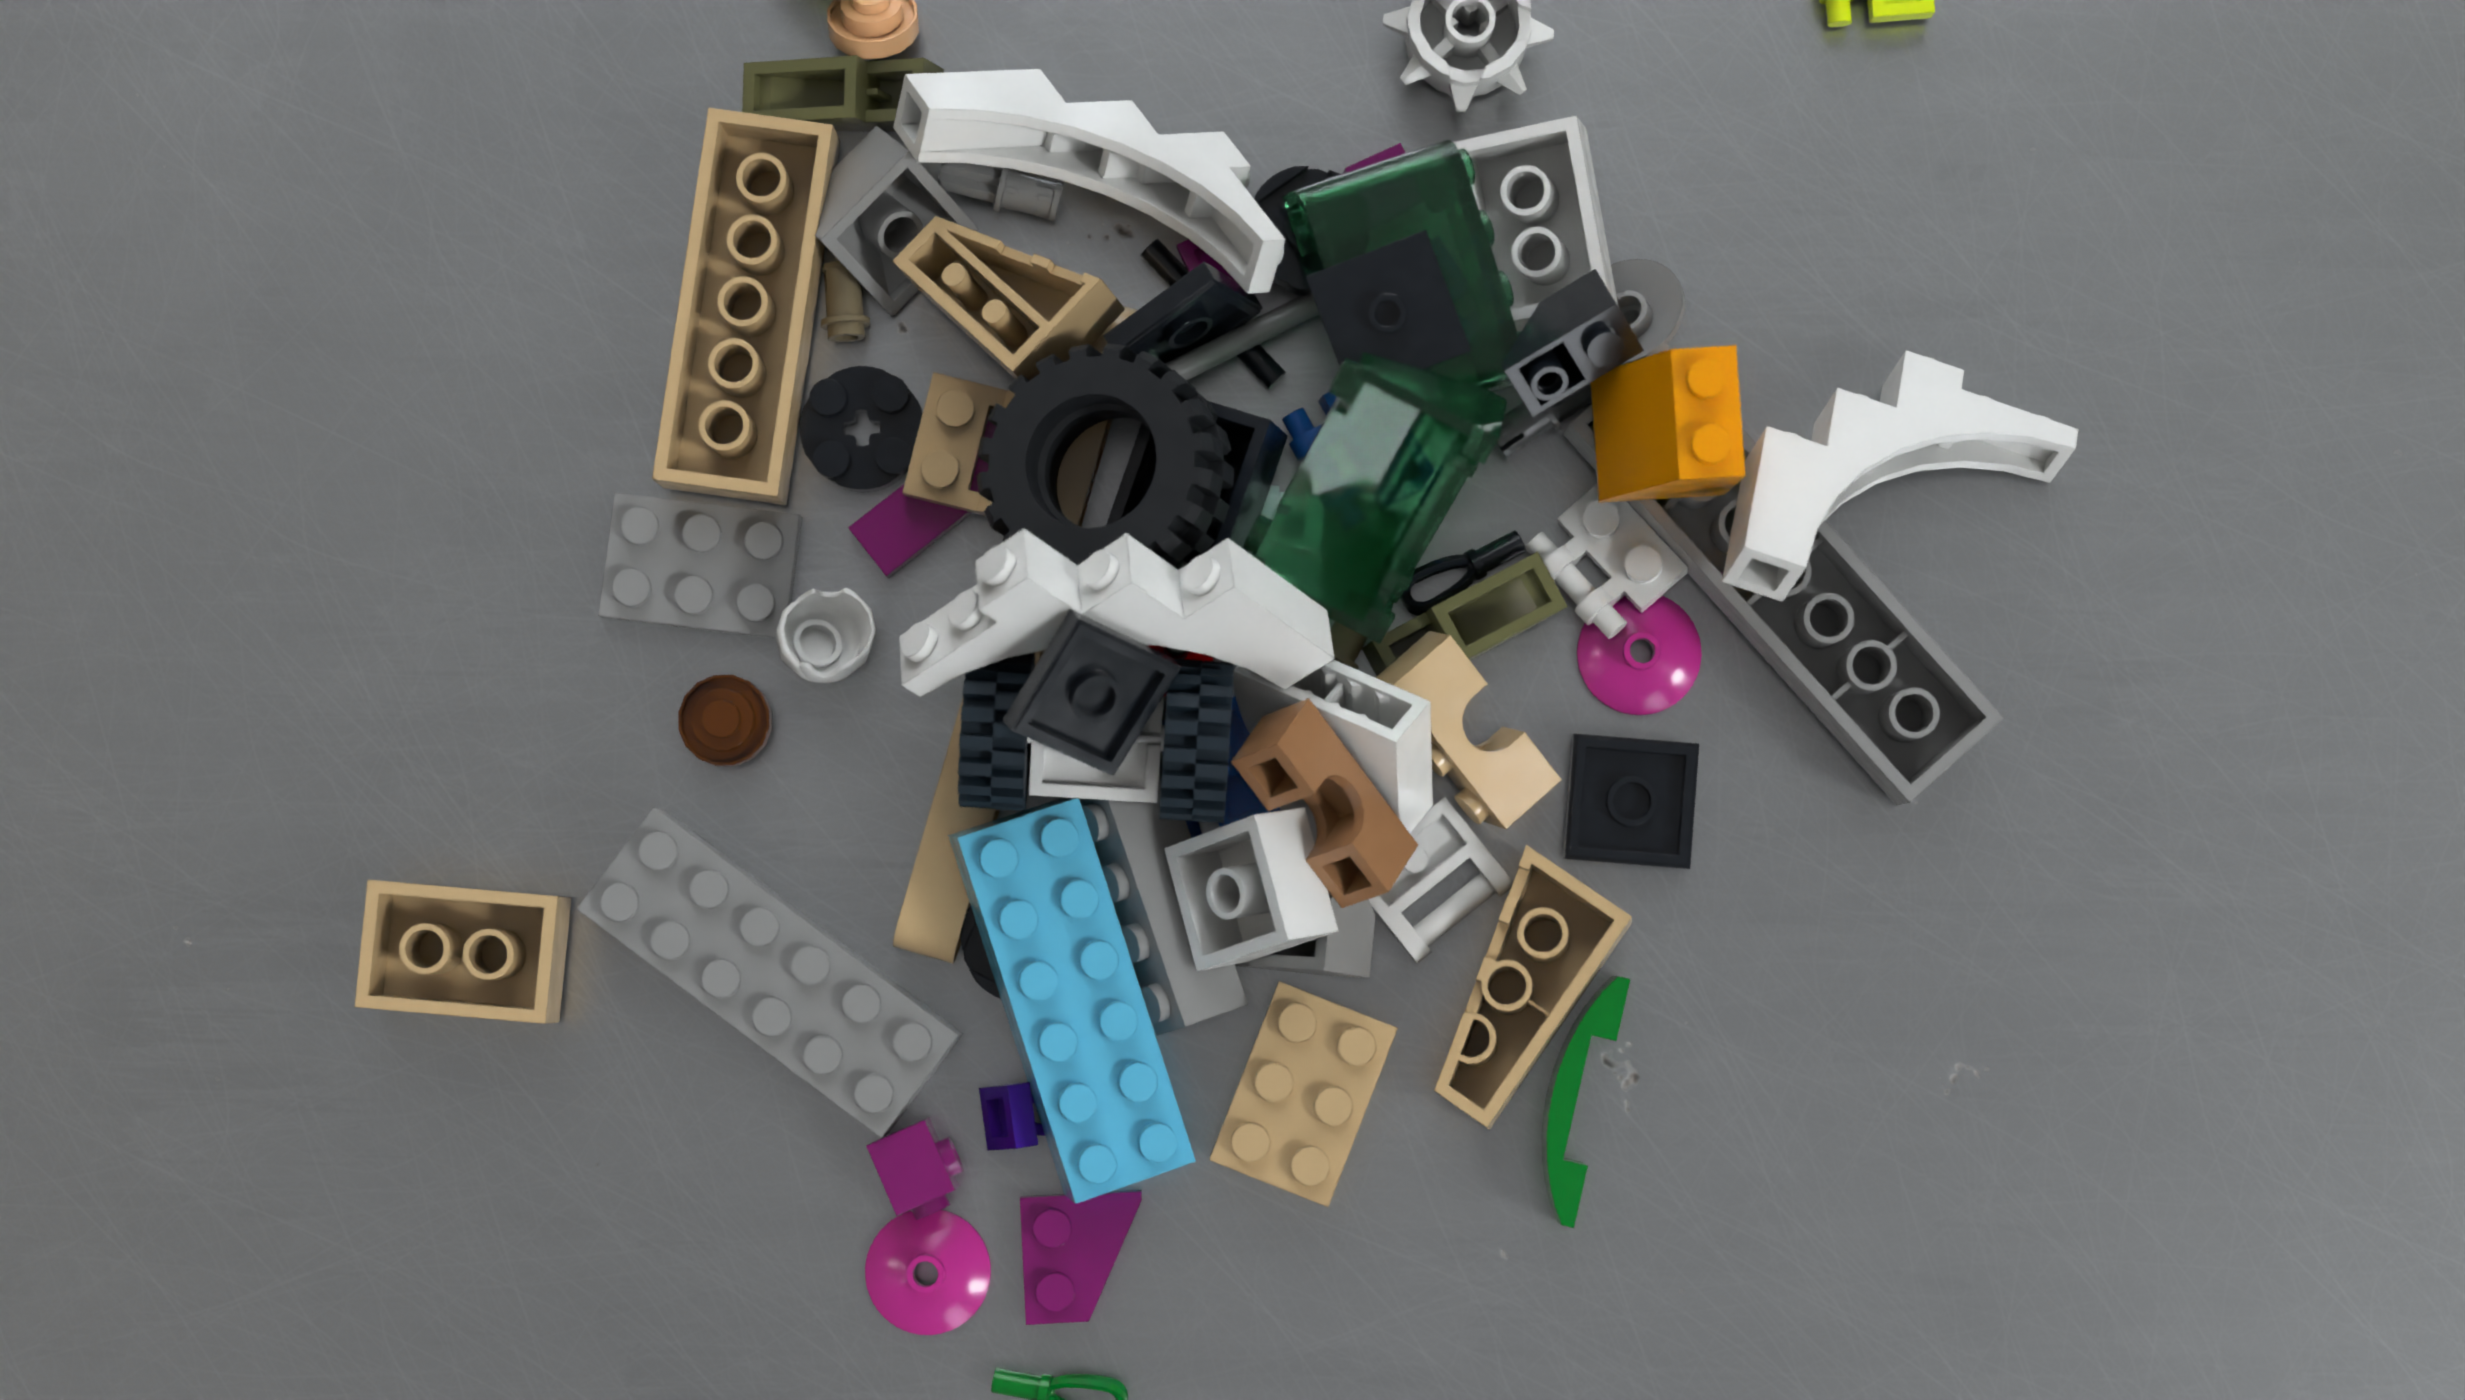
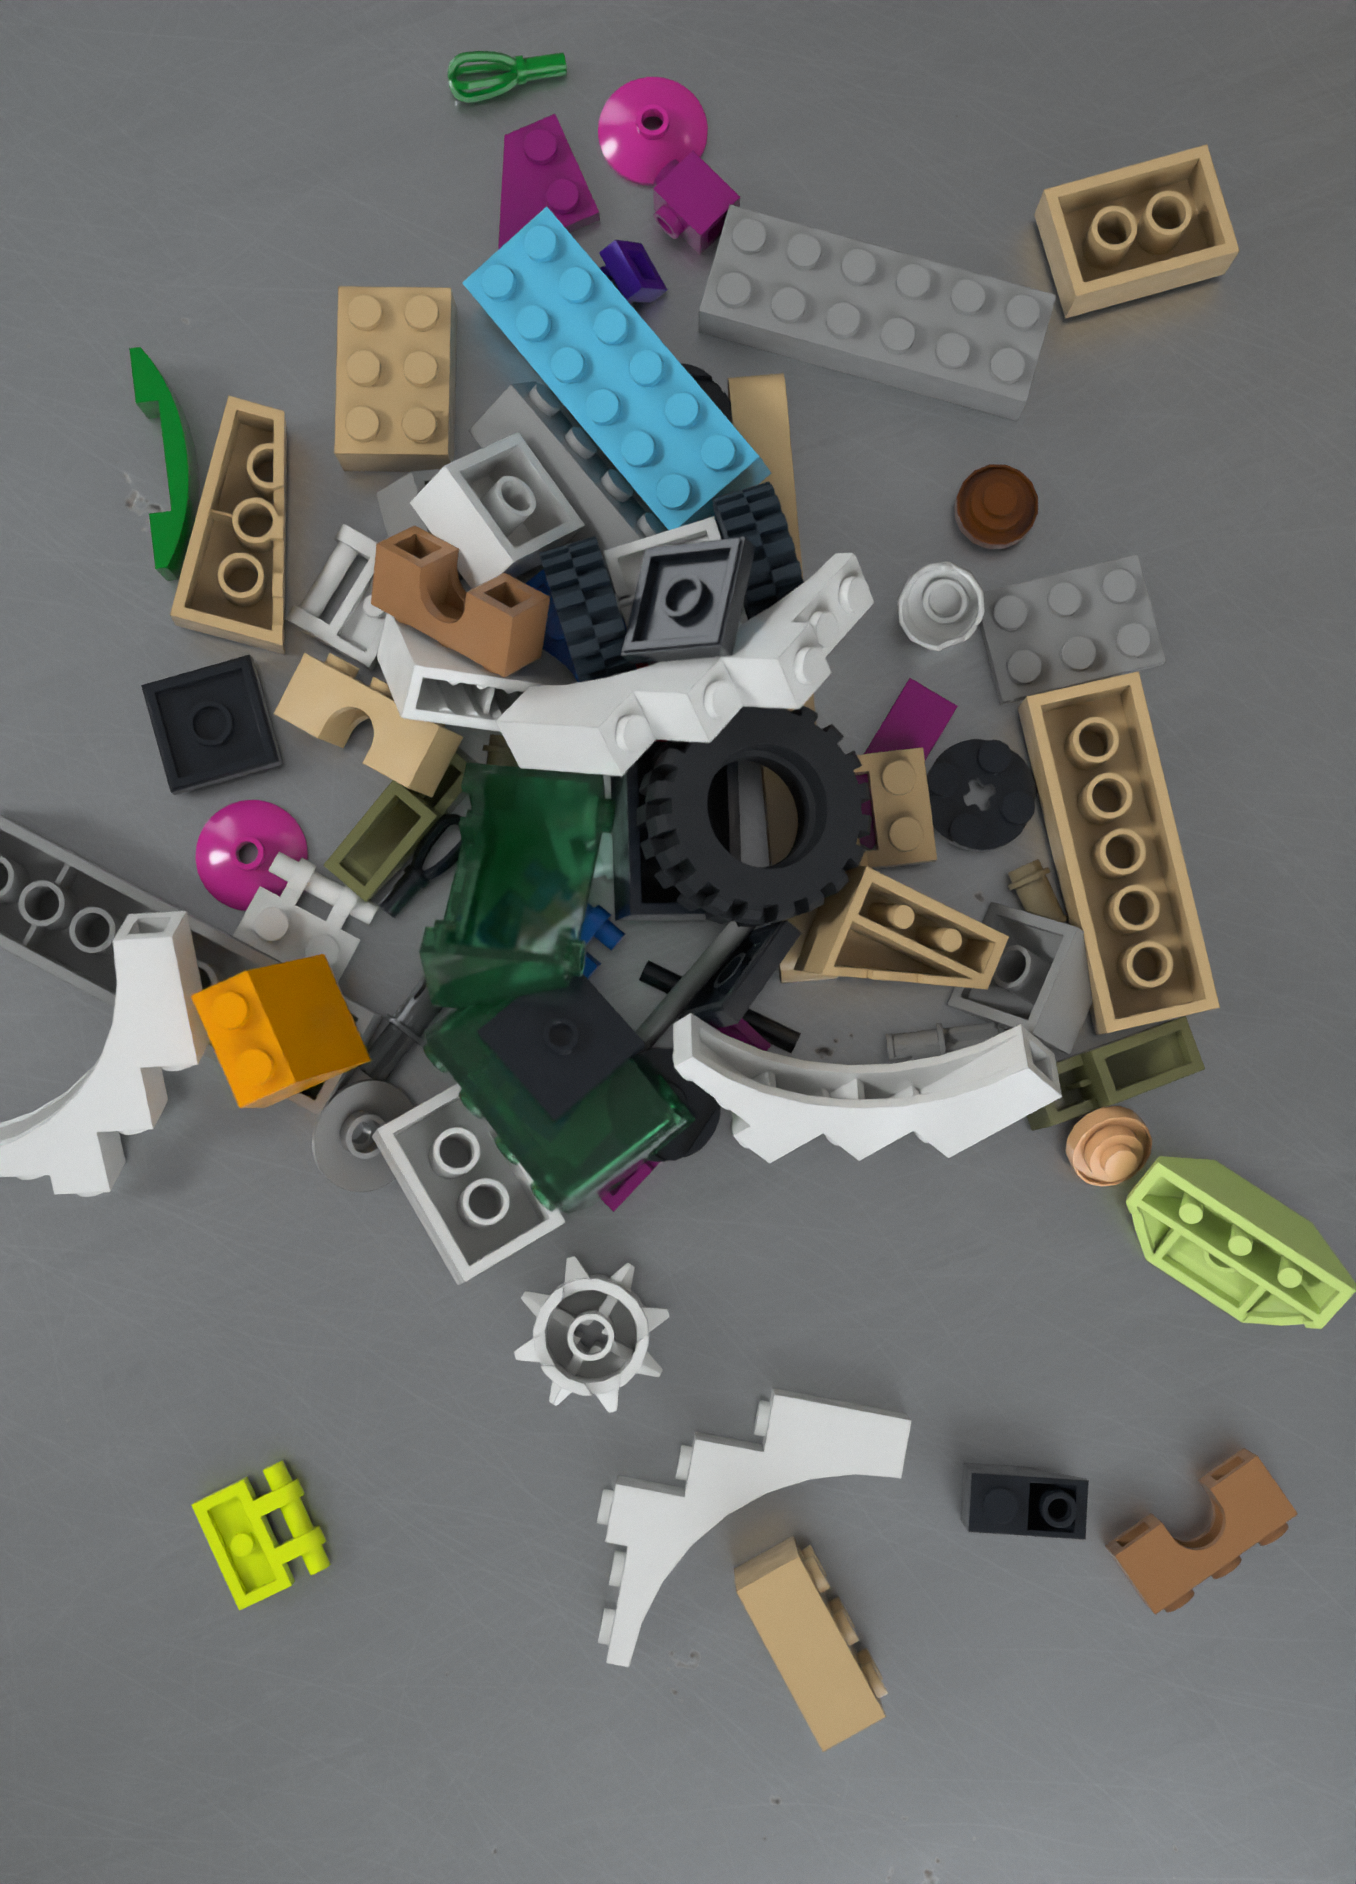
camera: 160 degrees right, 0 degrees up
(1569, 343) = (394, 1073): black slope -> none

